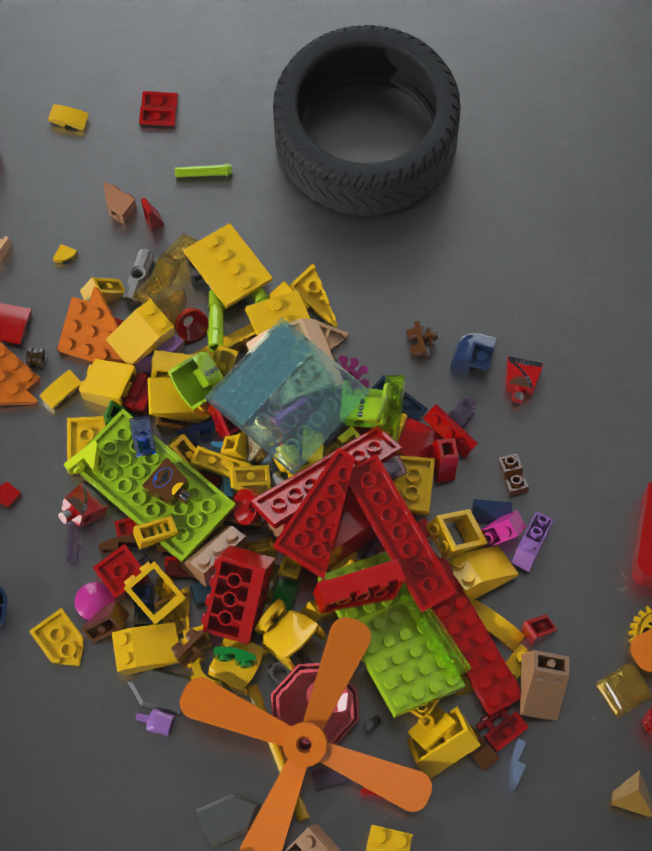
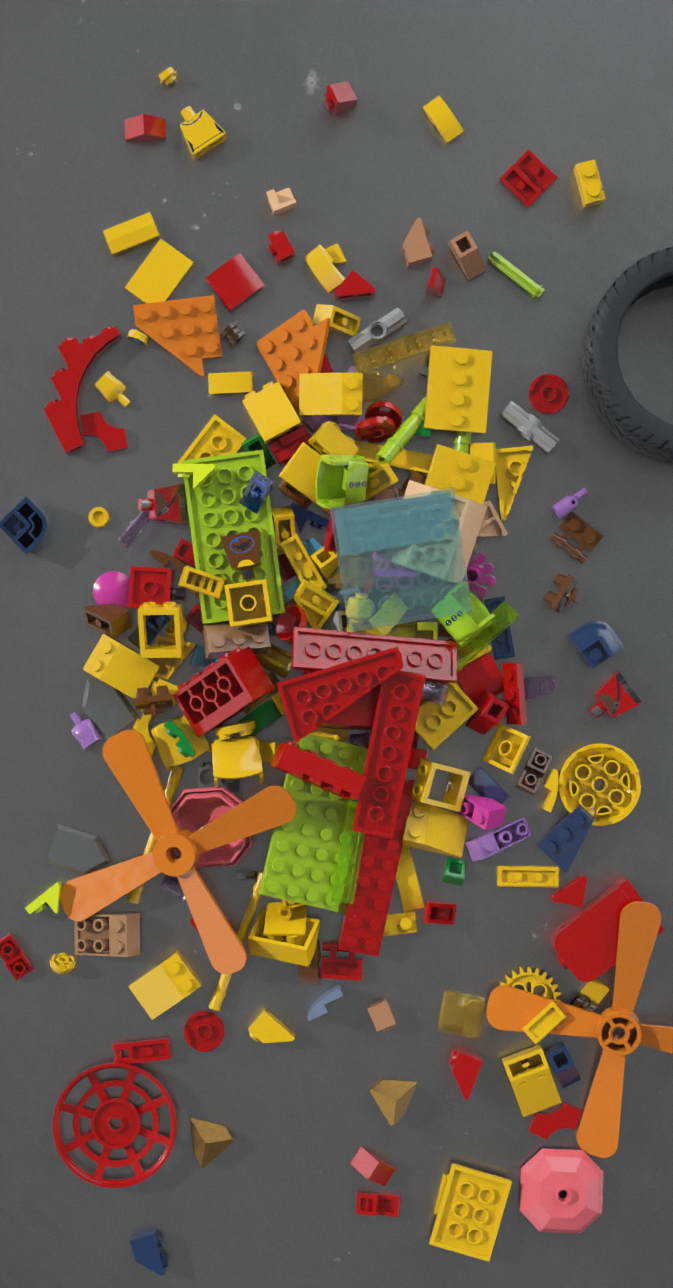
camera: 40 degrees right, 20 degrees up
(22, 275) = (280, 246): none -> red brick
(39, 558) = (99, 517): none -> yellow tile
(59, 639) = (62, 599): yellow tile -> none
(65, 265) = (323, 269): none -> yellow slope
(98, 260) = (354, 287): none -> red slope
(158, 181) = (467, 255): none -> nougat slope
(192, 335) = (375, 429): none -> red tile
(203, 80) = (589, 184): none -> yellow brick
(203, 514) = (248, 603): none -> yellow brick
(229, 314) = (423, 433): none -> green slope
(293, 226) = (548, 394): none -> red tile
(300, 254) = (530, 427): none -> light grey piece
(371, 281) = (569, 503): none -> medium lavender piece
(392, 728) = (220, 991): none -> yellow piece
(397, 293) = (579, 531): none -> reddish brown plate
(480, 473) = (506, 748): none -> yellow slope
(493, 825) = (269, 1029): none -> yellow slope
(523, 591) = (454, 871): none -> green slope
(533, 472) = (552, 784): none -> yellow slope
(543, 684) = (400, 959): medium nougat slope -> none
(567, 740) = (381, 1015): none -> nougat brick
(570, 425) = (620, 781): none -> yellow brick
(577, 550) = (527, 876): none -> yellow tile
(579, 497) = (566, 838): none -> dark blue wing
(620, 533) = (572, 893): none -> red slope

